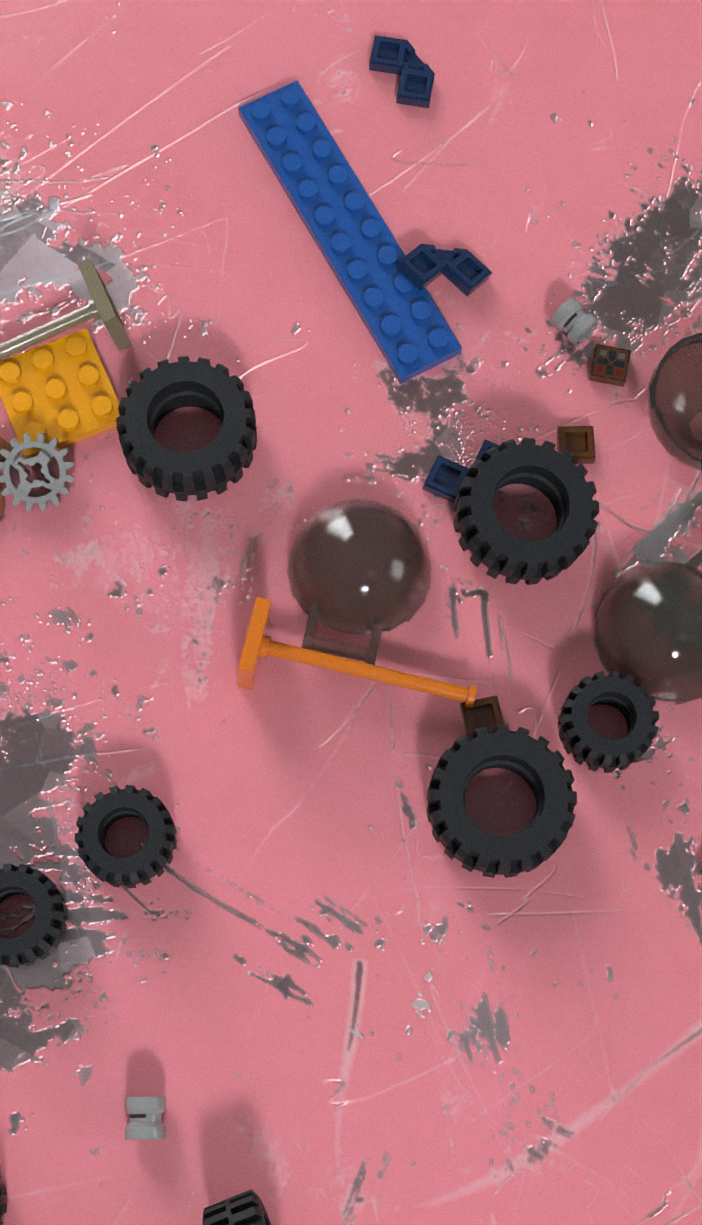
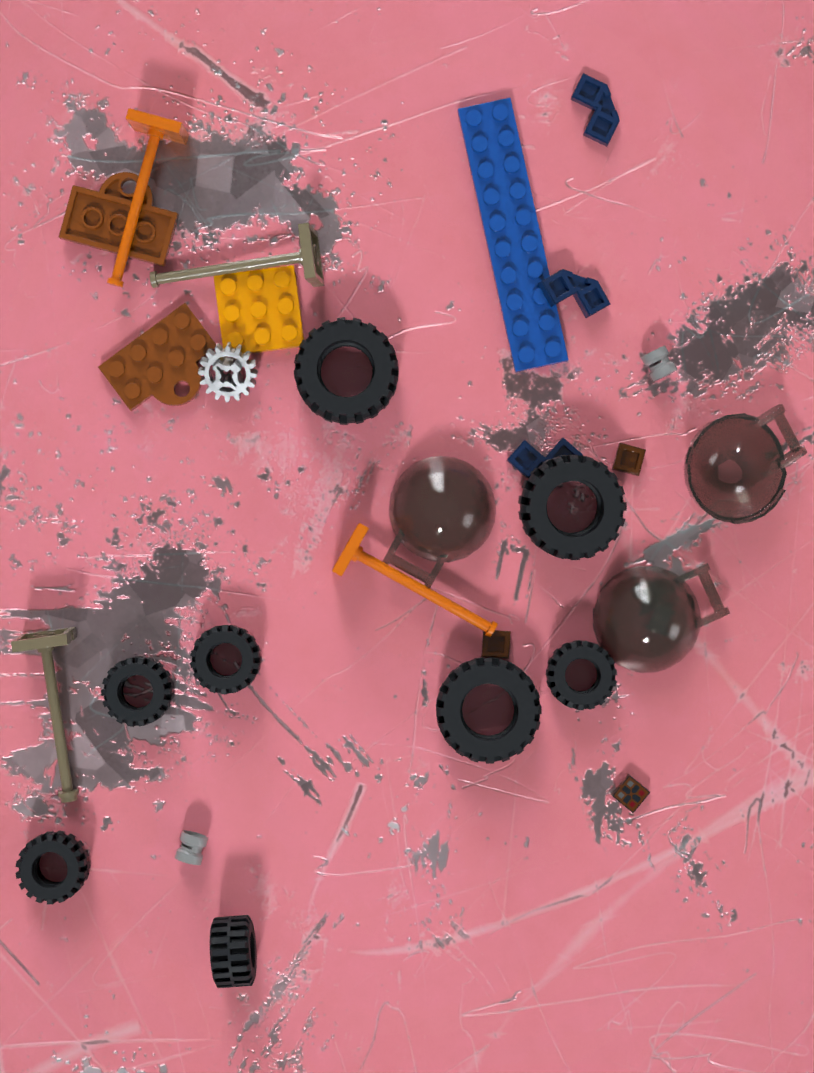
camera: 15 degrees right, 15 degrees up
(610, 365) = (675, 404): tile -> none

